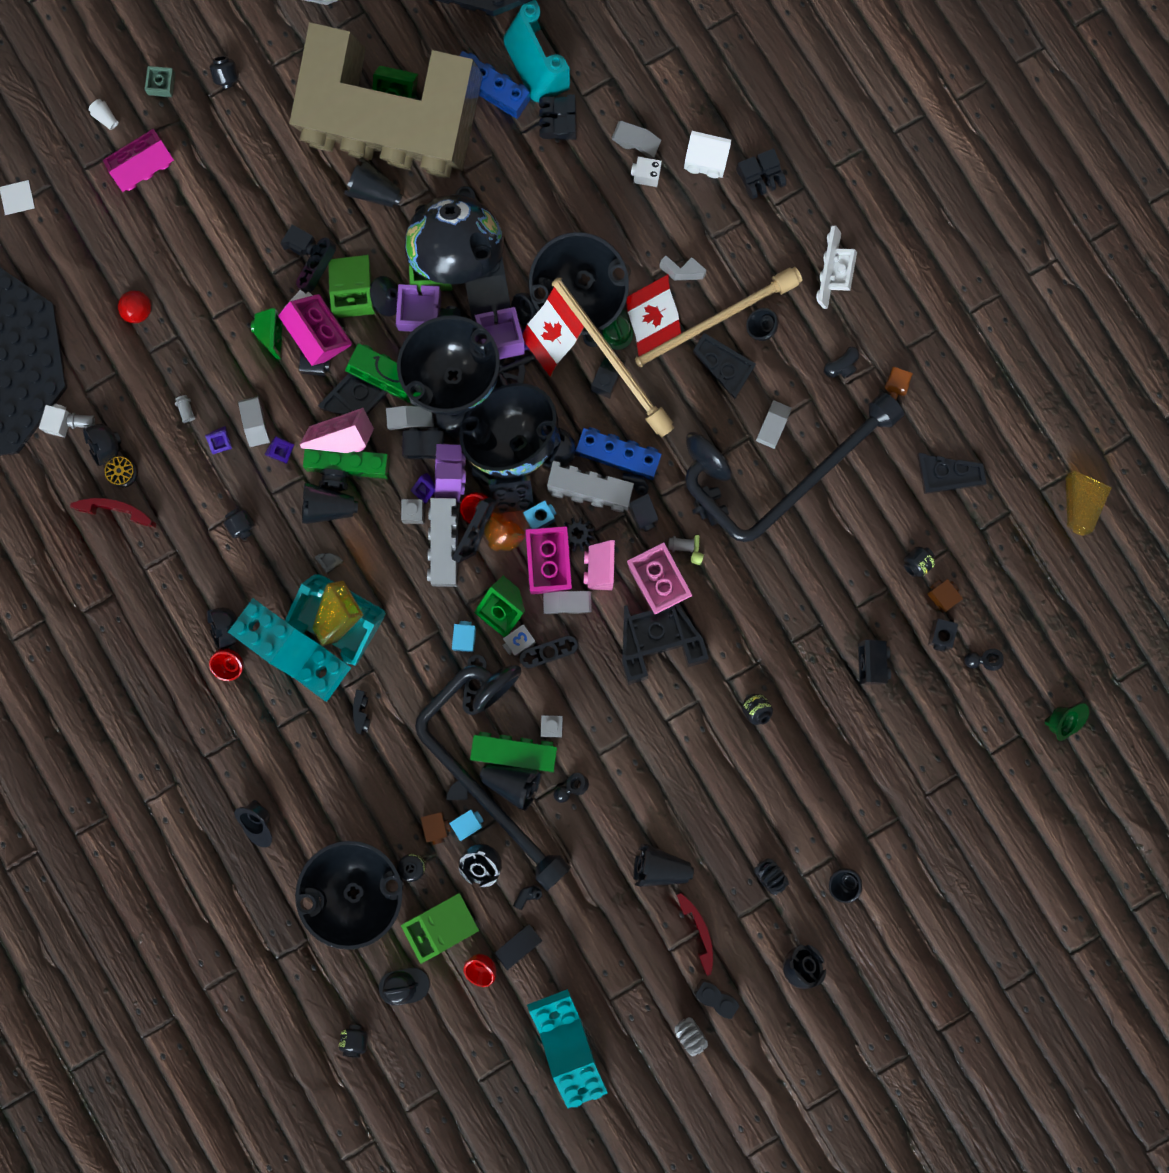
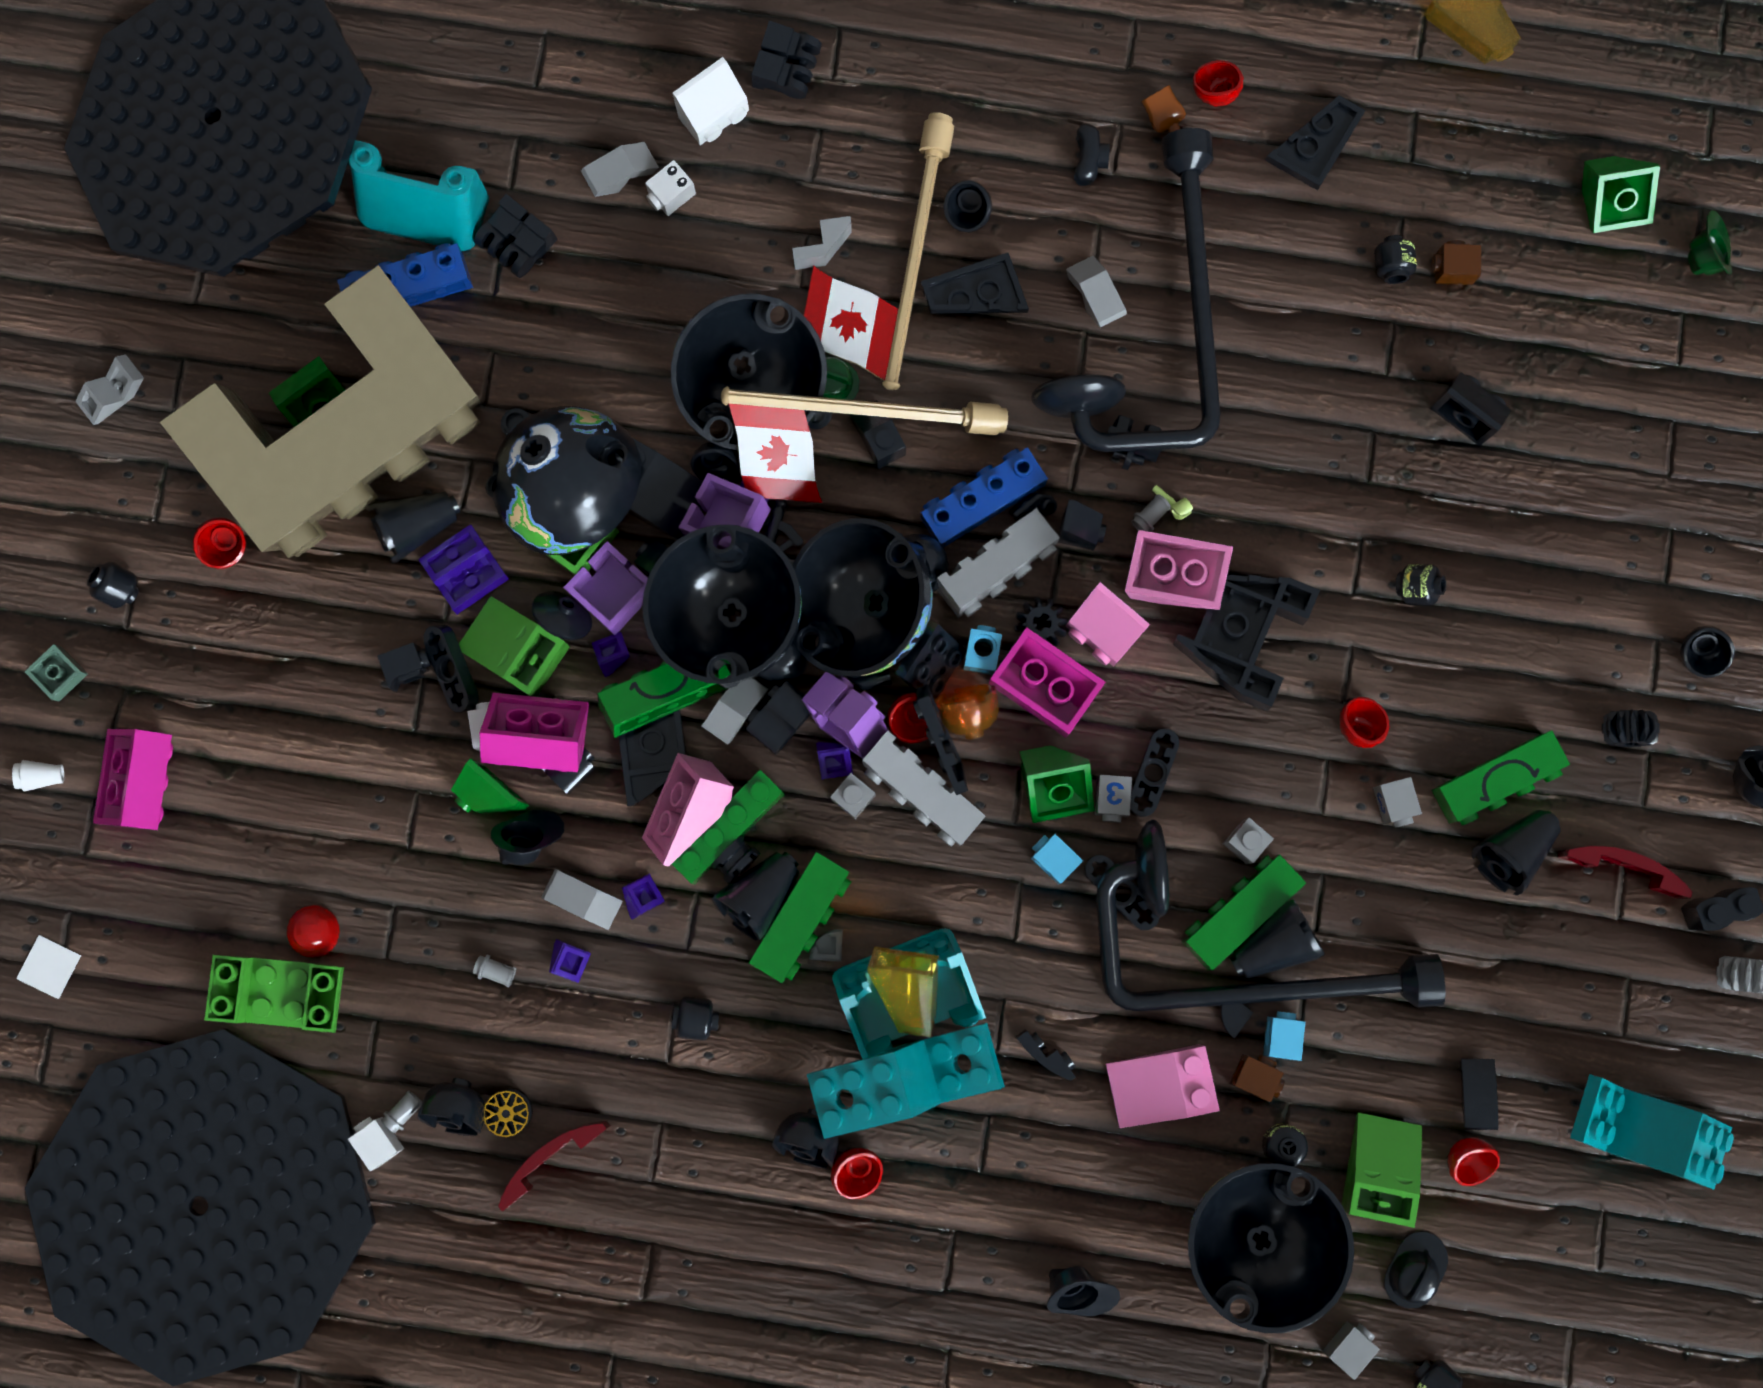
camera: 50 degrees left, 0 degrees up
(88, 311) = (274, 992): none -> bright green slope
(261, 368) = (526, 835): none -> black piece
(282, 103) = (219, 543): none -> red piece
(331, 535) = (799, 918): none -> green brick
(336, 983) = (1352, 1349): none -> light grey brick
(371, 231) = (463, 569): none -> dark purple slope
(388, 335) = (610, 653): none -> dark purple slope
(392, 783) = (1162, 1086): none -> bright pink slope
(480, 865) = (1349, 1058): black cylinder -> none
(526, 894) = (1422, 1032): black arm -> none
(562, 794) = (1336, 894): black plate -> none
(567, 602) = (1113, 702): light grey slope -> none
(634, 787) = (1397, 802): none -> light grey brick
(661, 737) = (1364, 722): none -> red piece
(692, 830) = (1501, 777): none -> green brick
(837, 268) = (972, 66): white bracket -> none
(936, 397) = (1218, 82): none -> red piece
(949, 628) = (1506, 292): black brick -> none
(973, 659) = (1557, 293): black plate -> none
(1055, 649) = (1619, 192): none -> green slope

